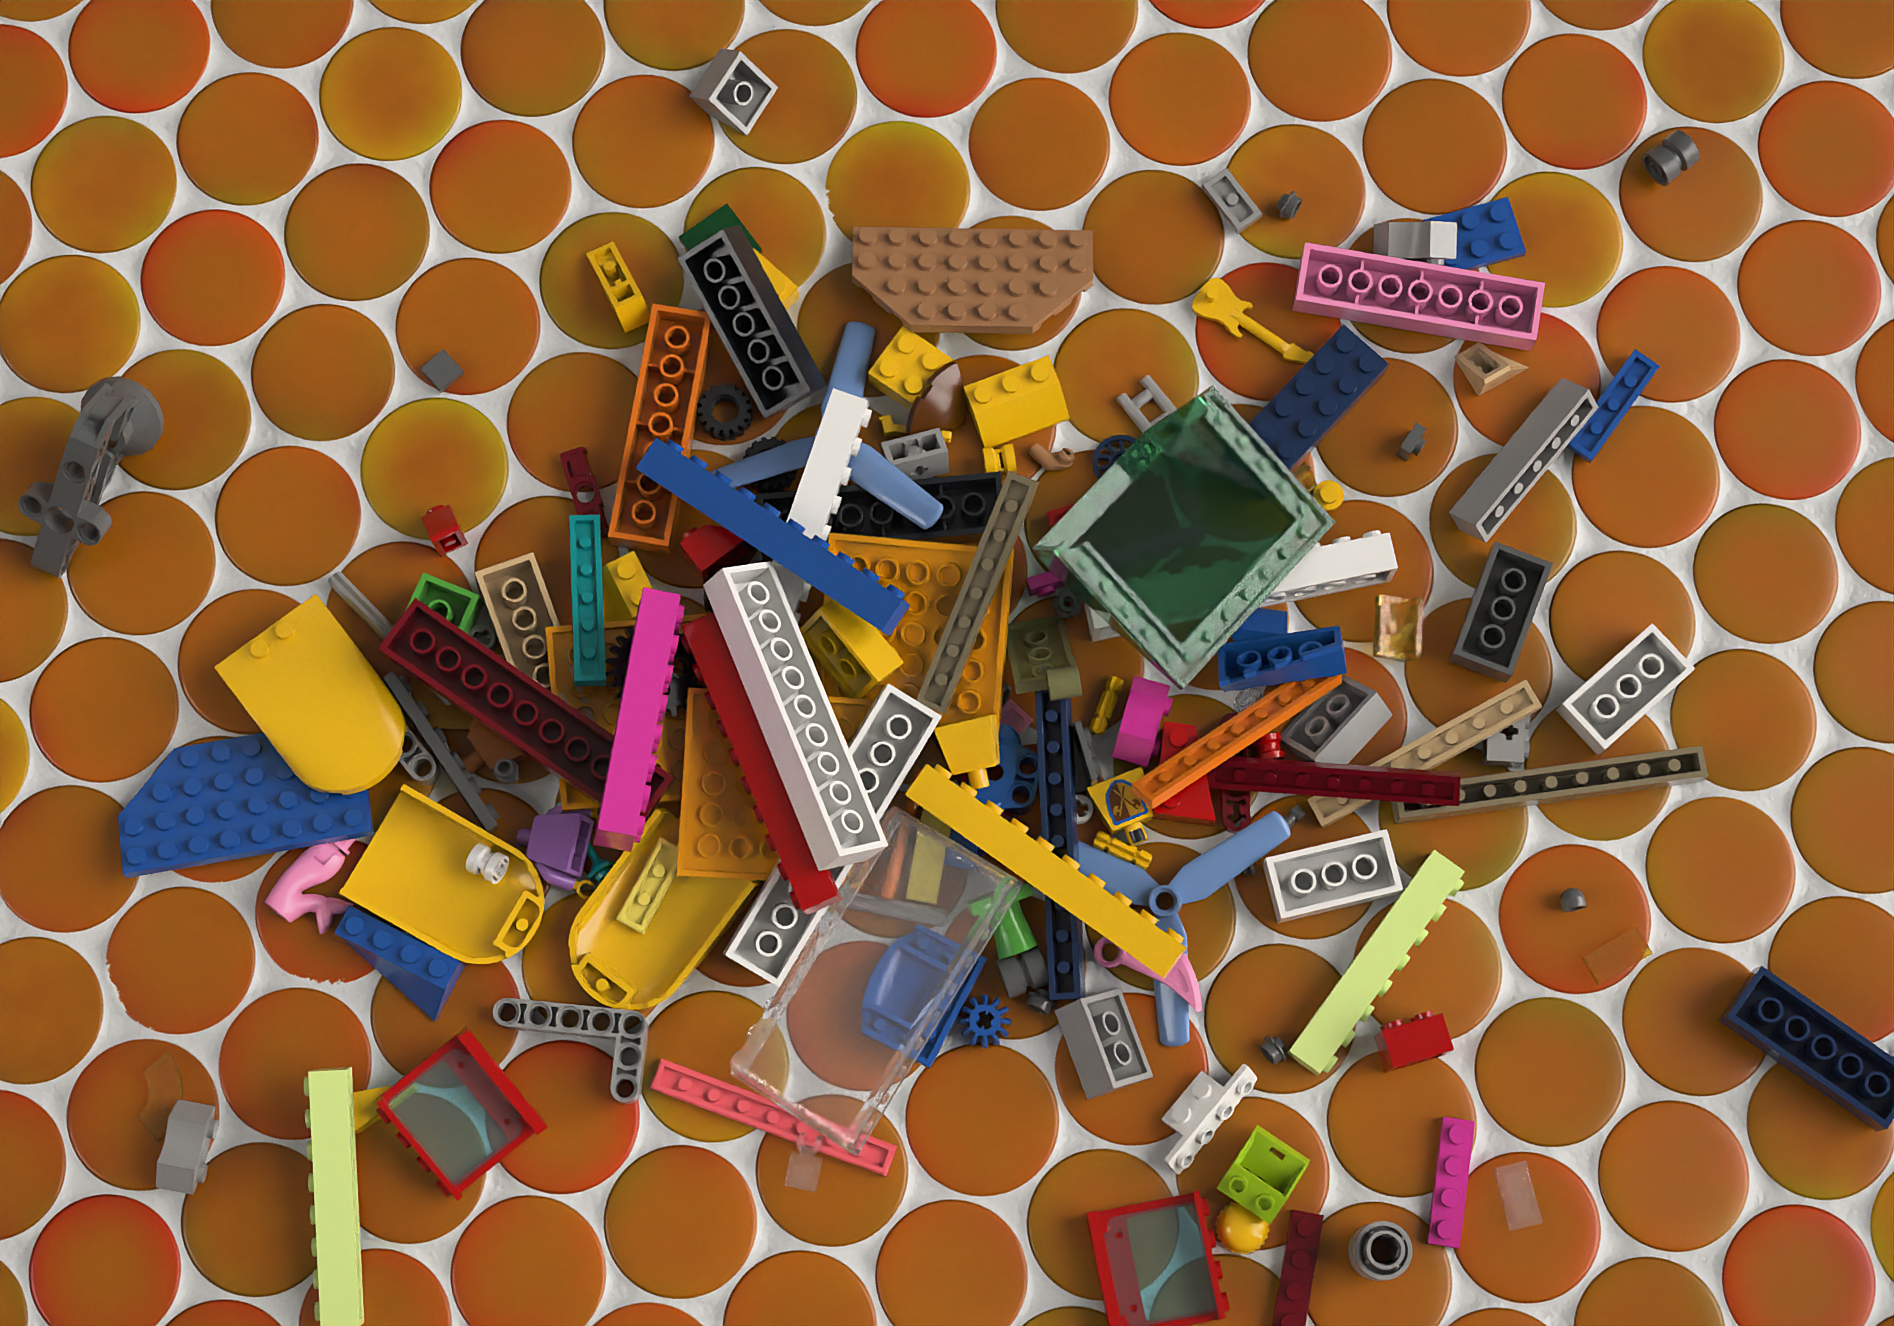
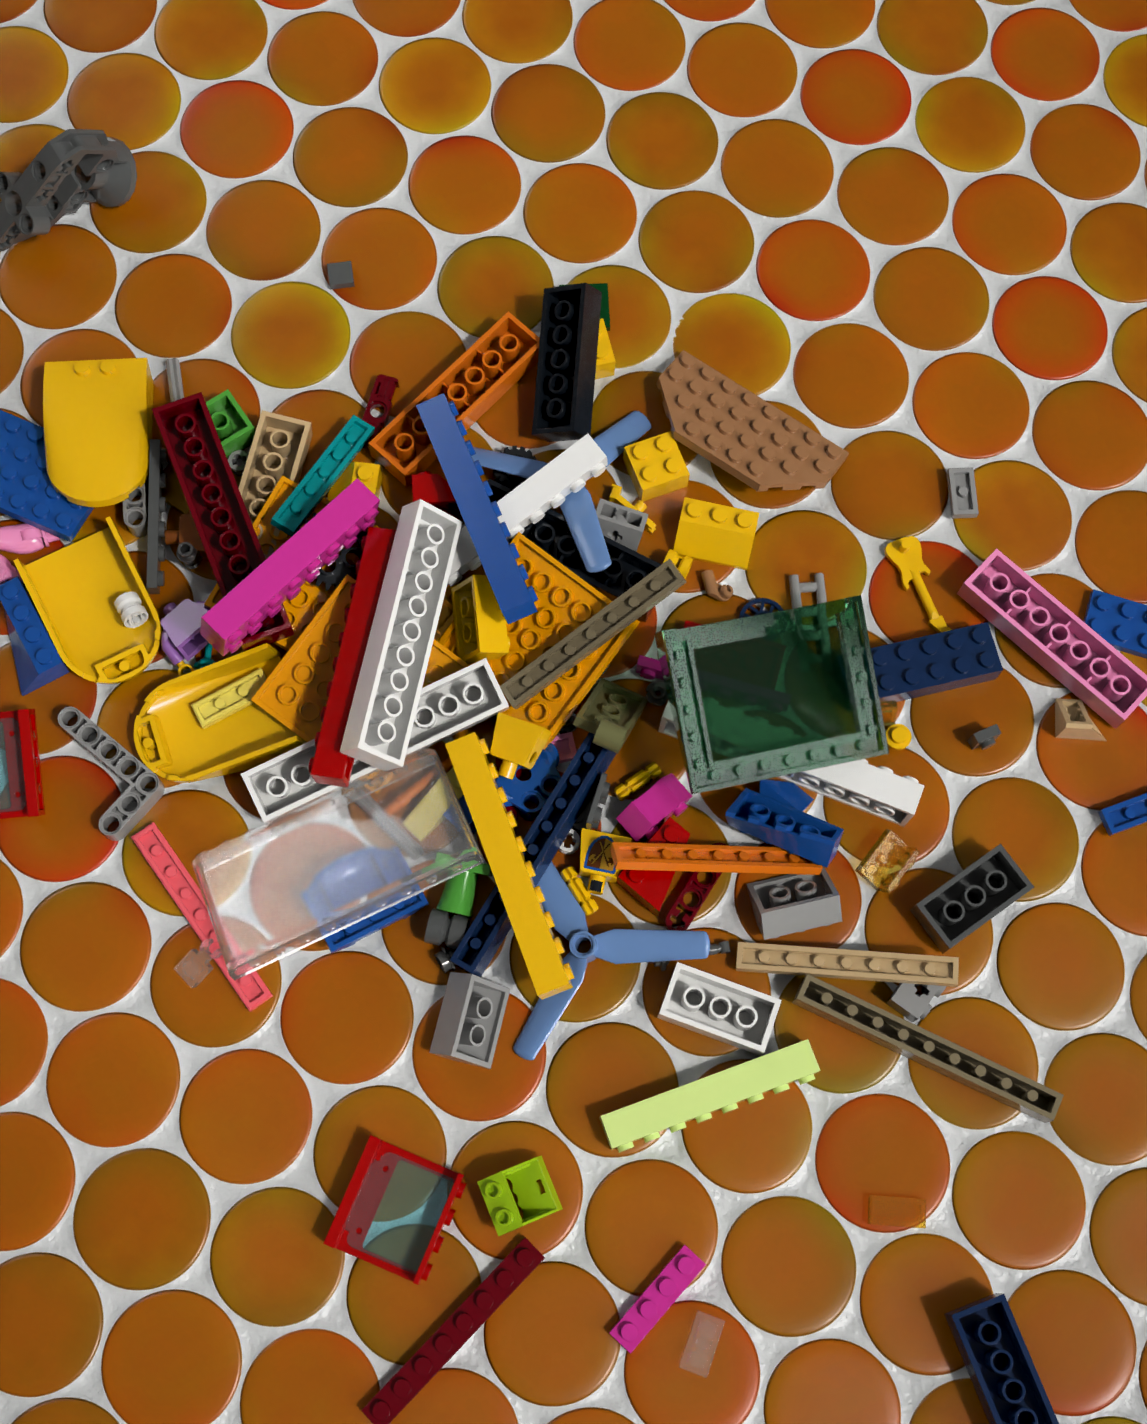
camera: 30 degrees right, 5 degrees down
(444, 529) = (264, 374): red slope -> none
(619, 287) = (495, 292): yellow slope -> none
(719, 394) = (510, 429): black tyre -> none
(733, 90) = (663, 214): light grey slope -> none
(941, 402) = (661, 498): reddish brown brick -> none
(974, 1018) = (389, 940): blue gear -> none
(1180, 979) = (556, 1007): bright pink piece -> none
(1202, 1111) = (506, 1119): white bracket -> none
(1241, 1229) = (476, 1226): yellow hat -> none
(1246, 698) = (742, 840): clear plate -> none
(1269, 747) = (733, 886): red wheel -> none
(1273, 1049) = (591, 1108): dark grey plate -> none
(1289, 205) = (1002, 521): dark grey plate -> none
(1337, 780) = (768, 940): dark red plate -> none
(1399, 1251) = (578, 1327): light grey piece -> none
(1413, 1042) = (697, 1171): red brick -> none
(1417, 240) = (1082, 599): light grey brick -> none
(1523, 459) = (1060, 801): light grey brick -> none
(1572, 900) = (889, 1147): dark grey hinge -> none
(1625, 689) = (1030, 1015): white brick -> none

